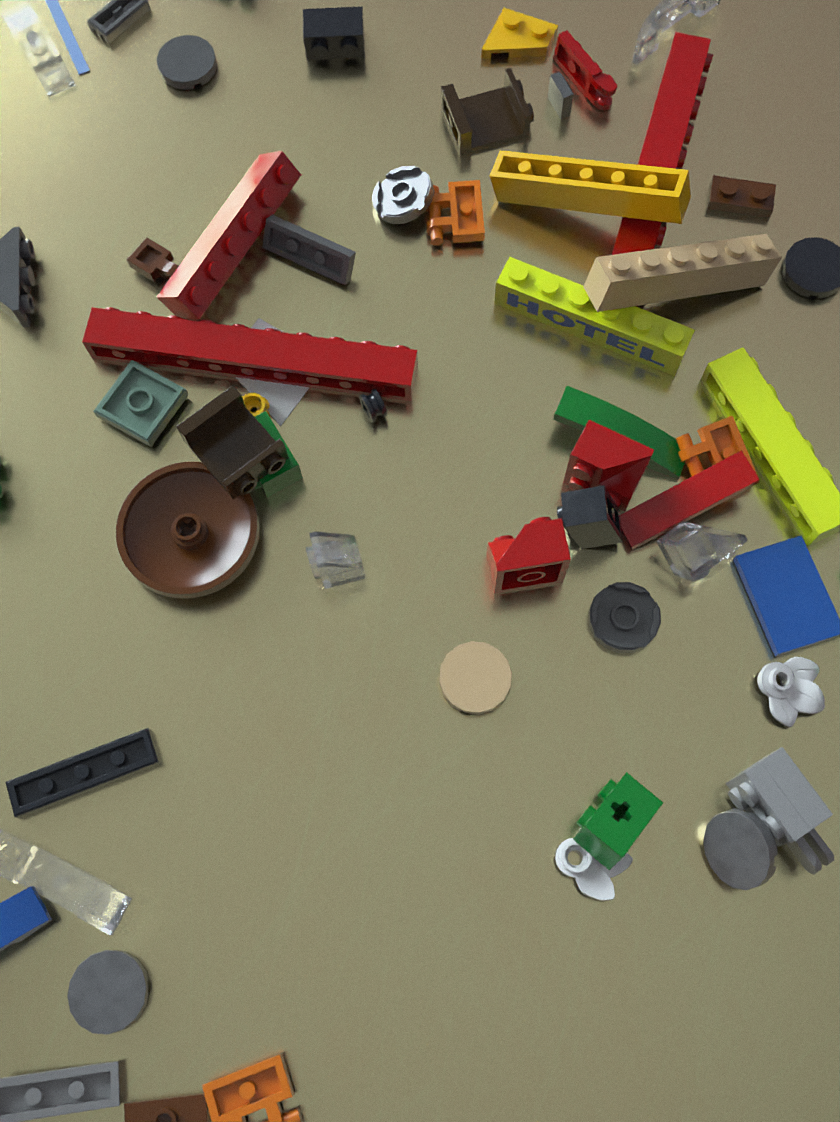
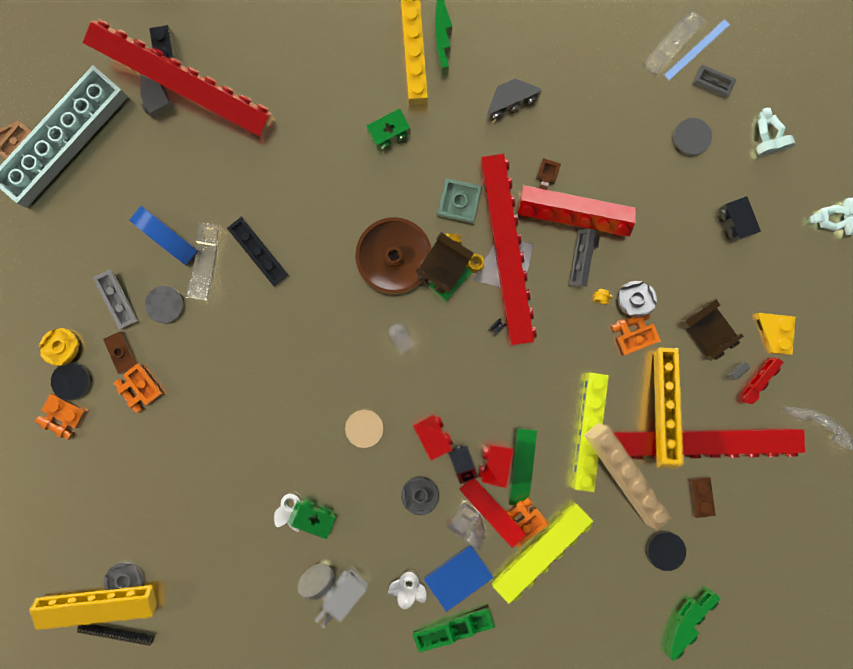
camera: 70 degrees right, 15 degrees up
(380, 241) = (602, 296): none -> yellow plate

